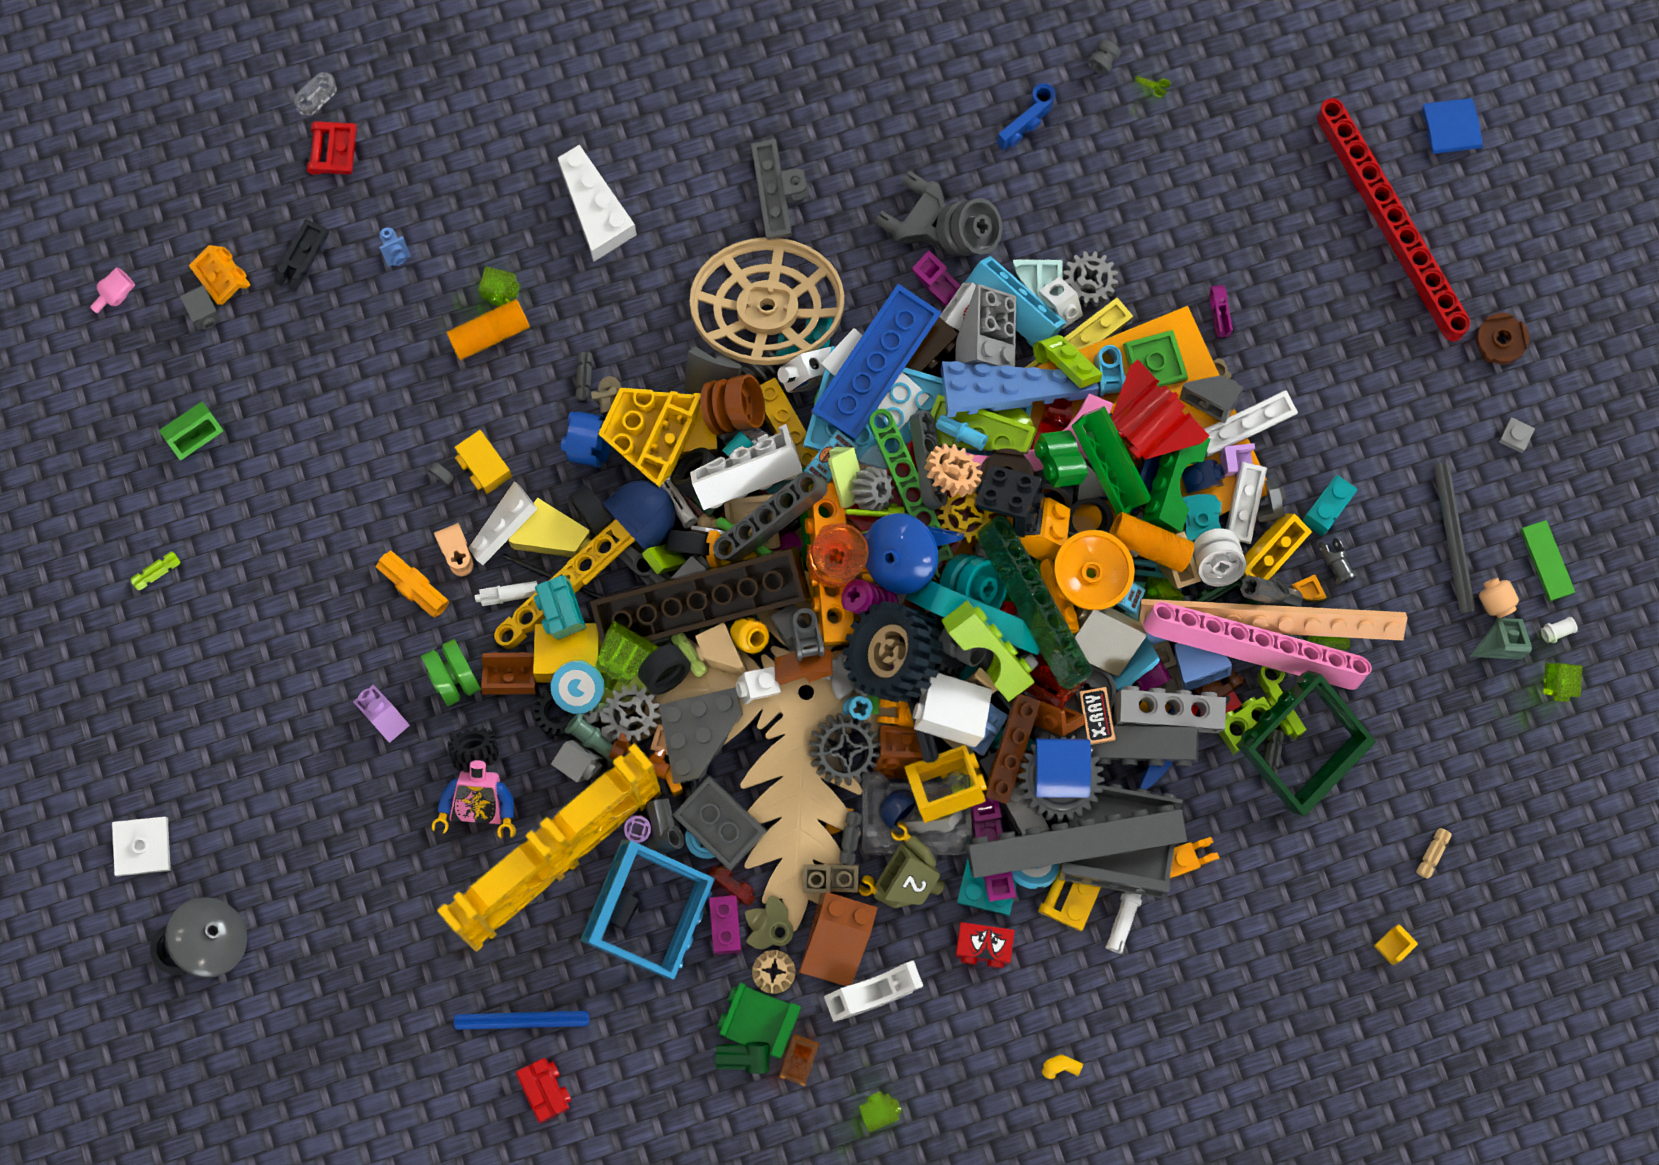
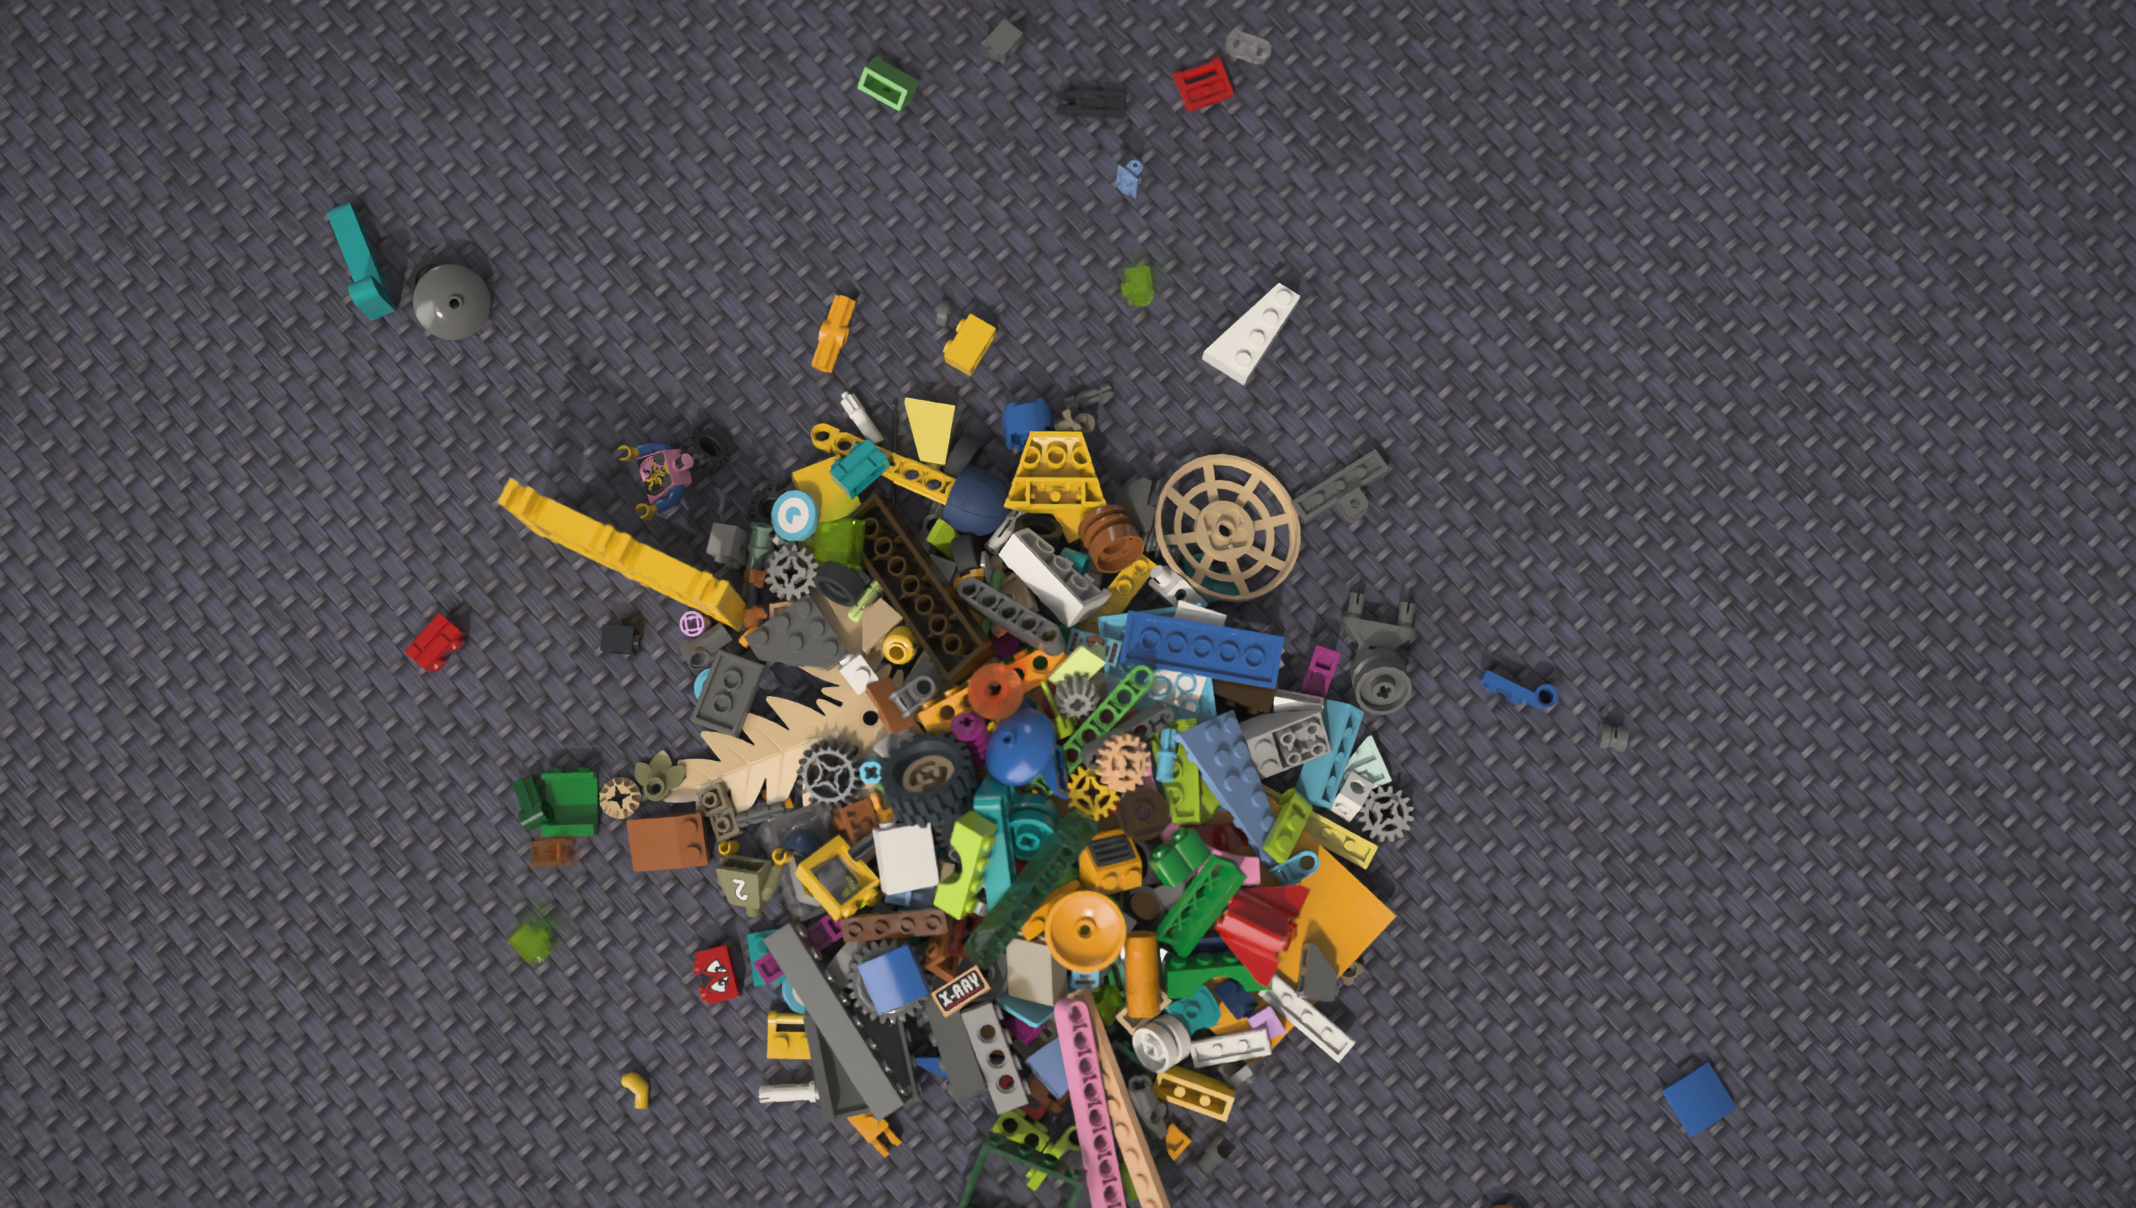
camera: 65 degrees right, 5 degrees up
(141, 846) = (511, 213): white plate -> none
(155, 570) = (754, 113): lime axle -> none
(157, 1012) = (369, 287): none -> teal beam
(219, 273) = (1043, 42): light orange bracket -> none
(381, 713) = (707, 359): lavender slope -> none
(449, 673) = (764, 401): bright green wheel -> none
(454, 547) = (884, 353): light nougat piece -> none
(480, 334) = (1086, 288): light orange piece -> none
(503, 523) = (922, 387): white wing -> none
(508, 673) = (786, 451): dark orange bracket -> none
(521, 1020) = (490, 598): blue axle -> none
(609, 895) = (621, 624): dark azure window -> none
(723, 879) = (677, 737): clear red plate -> none
(725, 925) = (641, 737): magenta brick -> none
(873, 992) = (632, 892): white arch -> none
(1012, 495) = (1120, 826): black bracket -> none
(1155, 85) = (1608, 795): clear neon green hand -> none
(1160, 356) = (1329, 908): bright green tile -> none
(1220, 311) = (1409, 949): magenta piece -> none
(1273, 749) = (1001, 1169): dark grey axle -> none
(1329, 505) = (1262, 1128): teal brick -> none
(1393, 231) = (1563, 1082): red beam -> none

